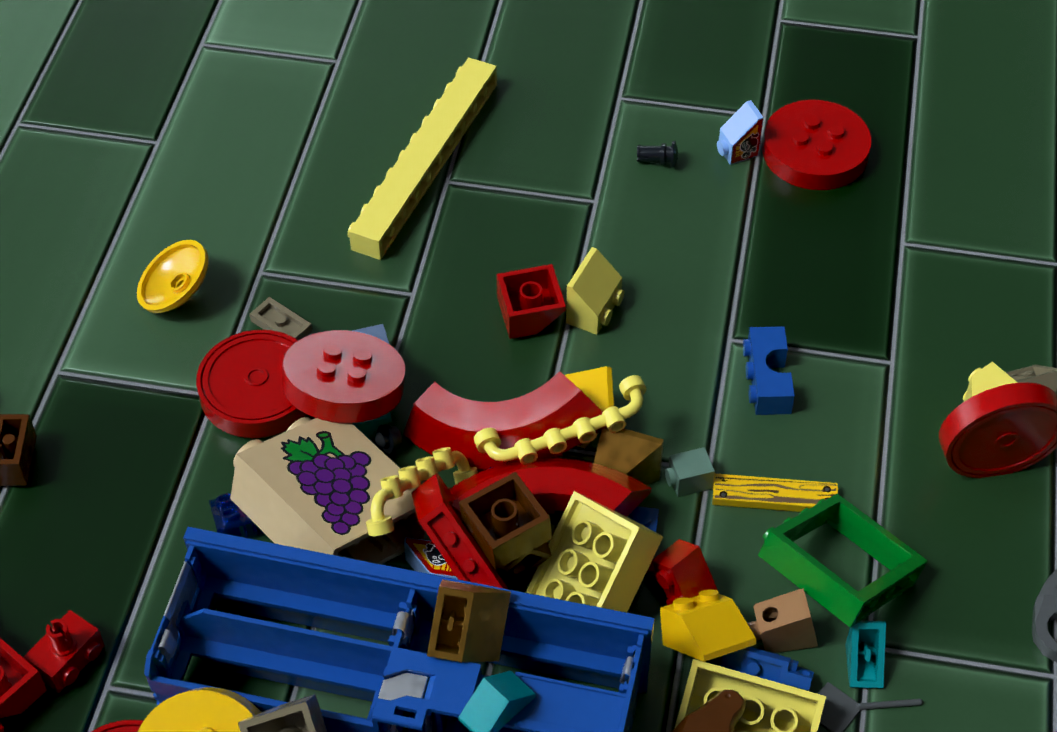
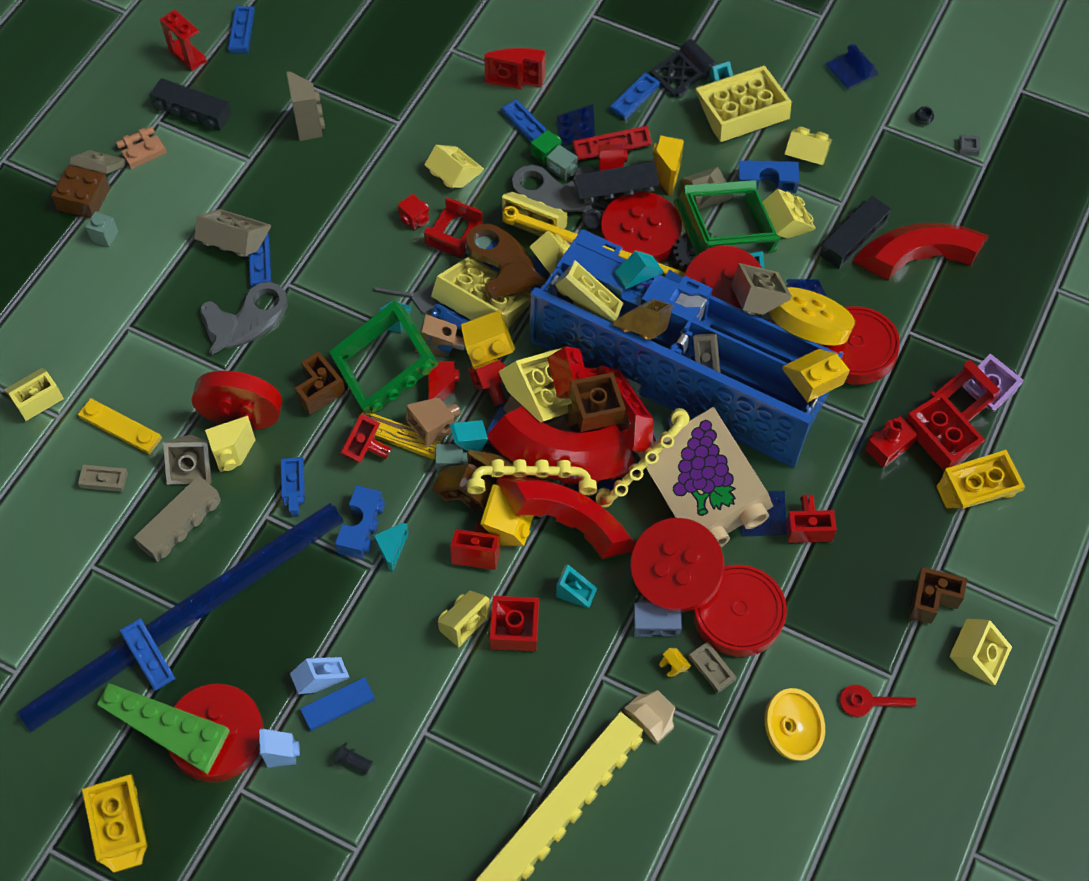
camera: 165 degrees left, 10 degrees up
(96, 336) = (858, 701): none -> red piece
(175, 499) = (810, 524): none -> red brick
(184, 597) = (817, 373): none -> yellow slope
(326, 315) = (677, 661): none -> yellow tile
(347, 261) = (652, 714): none -> tan slope
(359, 624) = (707, 350): none -> dark tan plate
(472, 362) = (575, 588): none -> teal slope
(562, 574) = (565, 367): none -> red brick
(564, 640) = (588, 292): none -> light yellow slope
(623, 359) = (475, 548): none -> red brick
(665, 422) = (452, 486): none -> reddish brown brick
(675, 486) = (469, 435): none -> teal slope
(700, 199) = (337, 704): none -> blue tile
(720, 354) = (391, 544): none -> teal slope
(733, 212) = (318, 674): none -> light blue slope
(737, 509) = (431, 419): none -> medium nougat torso
(749, 575) = (443, 380): none -> red slope
(817, 456) = (362, 440): none -> red brick
(854, 120) = (176, 730): none -> bright green wing
(871, 57) = (116, 823): none -> yellow slope
(879, 396) = (293, 484): none -> blue hinge
(910, 250) = (181, 616): none -> clear blue piece
(914, 519) = (322, 384): none -> reddish brown brick
(931, 183) = (147, 654): none -> blue tile
(992, 320) = (178, 519): none -> dark tan brick

